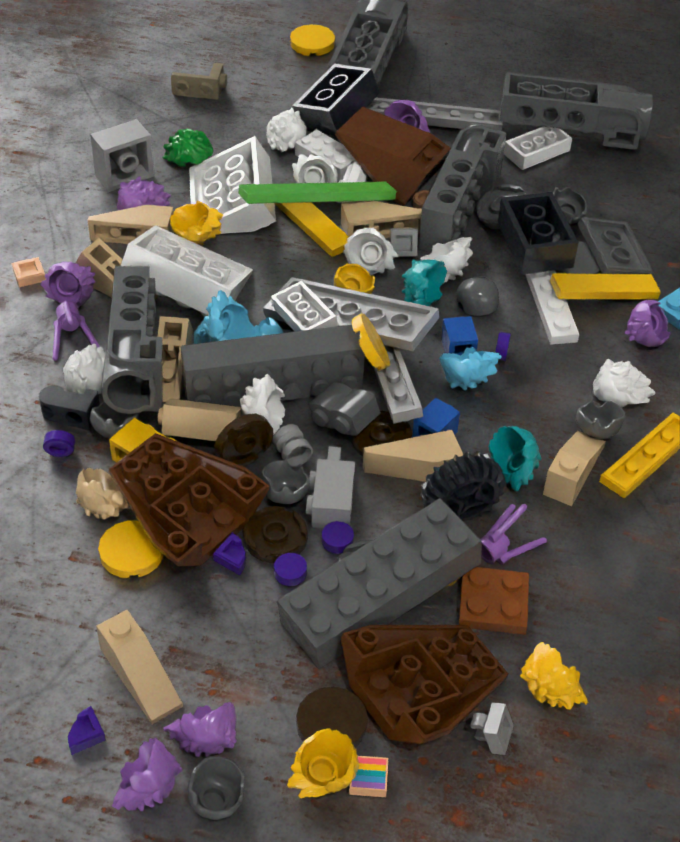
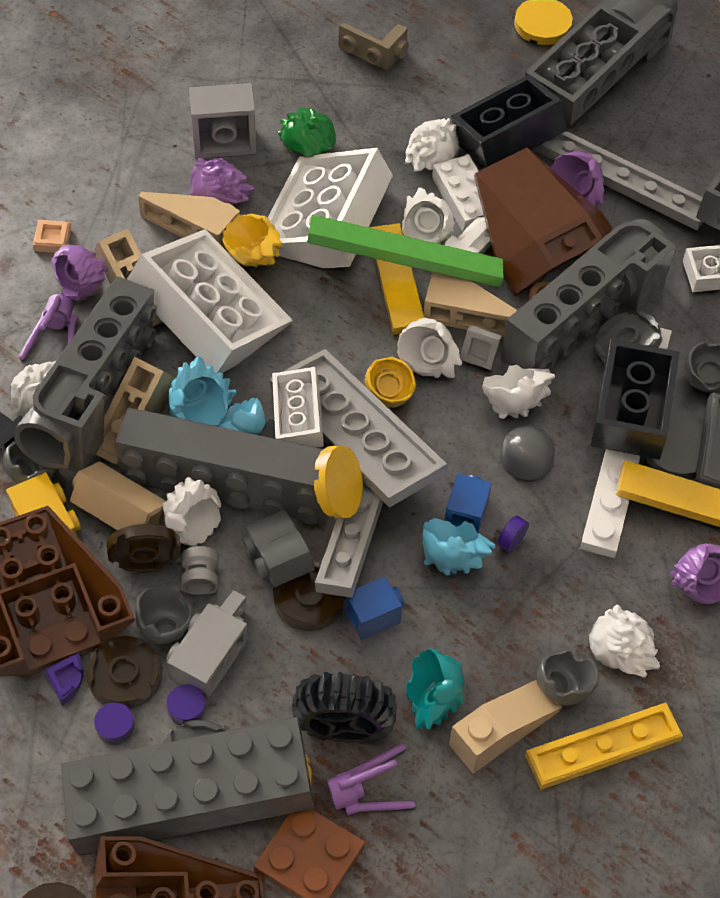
camera: 25 degrees right, 10 degrees up
(411, 457) = (326, 642): tan slope -> none
(424, 281) = (466, 416): teal hair -> none

